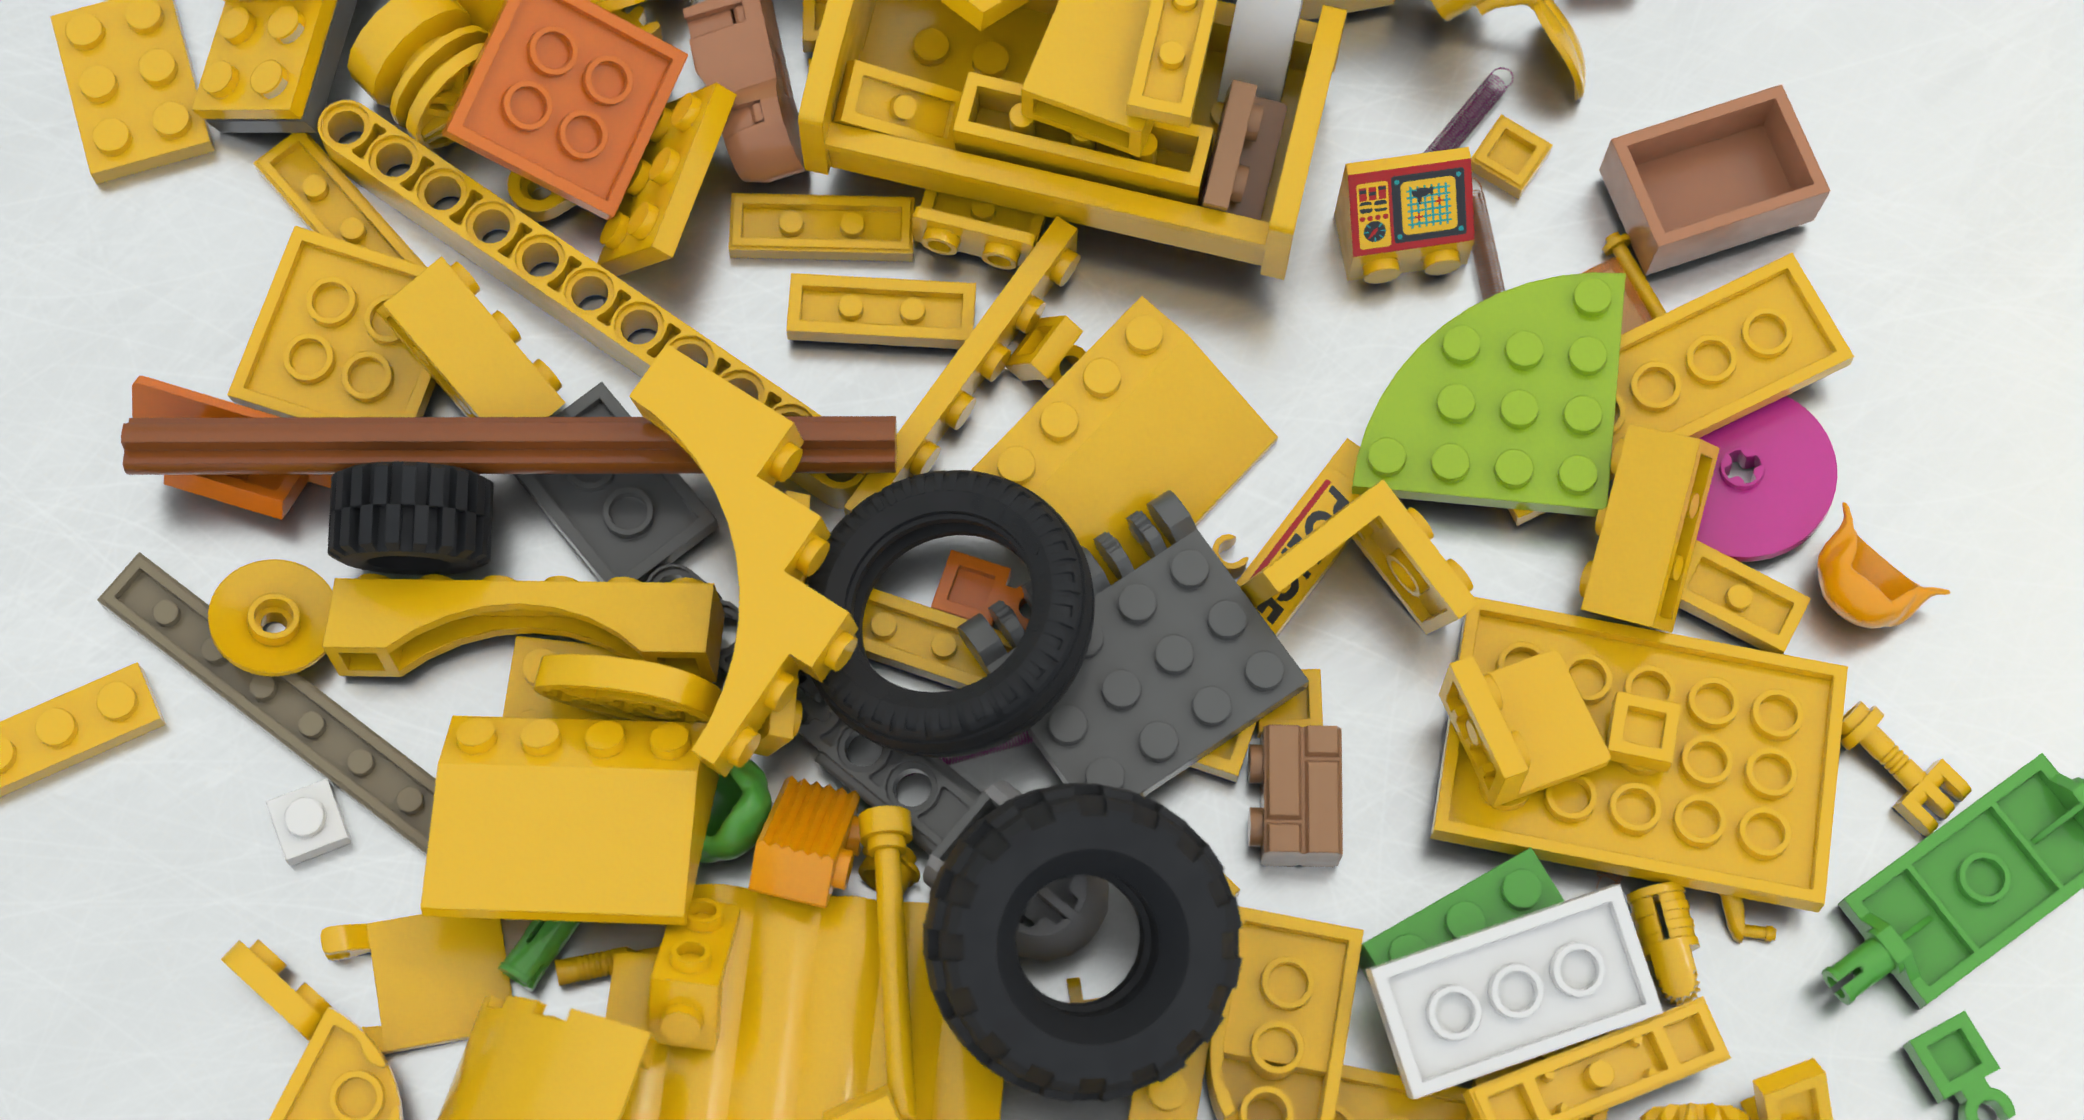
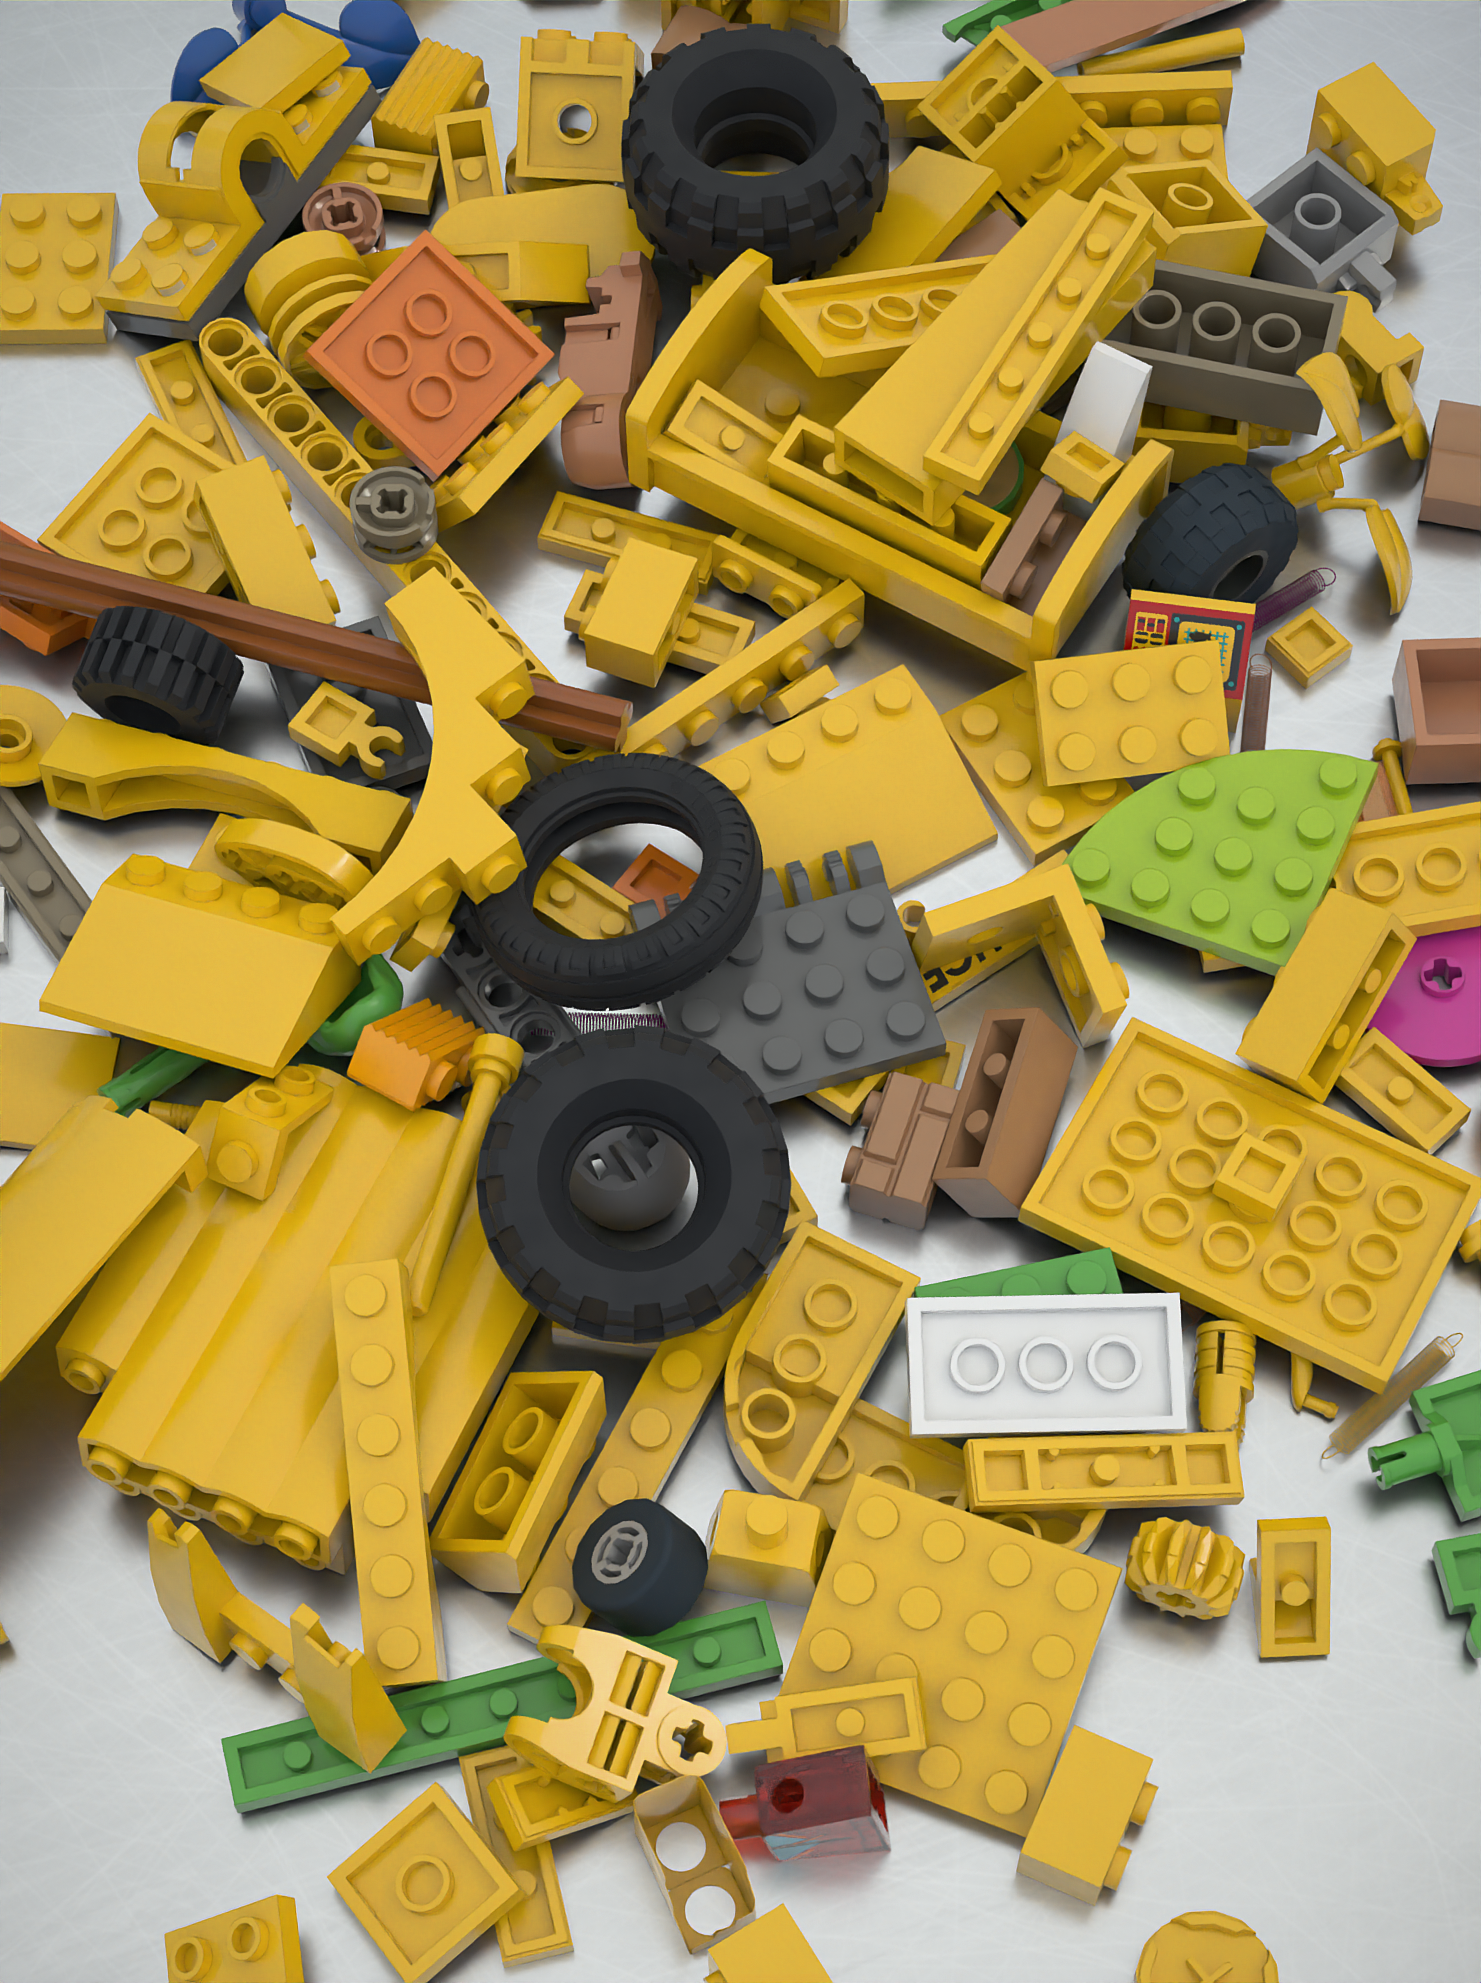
camera: 20 degrees right, 10 degrees down
(588, 276) = (393, 511): none -> dark tan wheel
(609, 517) = (341, 727): none -> yellow plate
(865, 310) = (639, 612): none -> yellow brick
(1269, 57) = (1082, 467): none -> yellow plate
(1294, 356) = (1002, 756): none -> yellow plate
(1376, 287) = (1129, 712): none -> yellow plate
(1385, 732) = (1005, 1112): none -> medium nougat brick
(1399, 86) = (1214, 538): none -> black wheel
(1522, 725) = (1138, 1133): yellow bracket -> none
(1802, 922) = (1425, 1362): none -> yellow piece

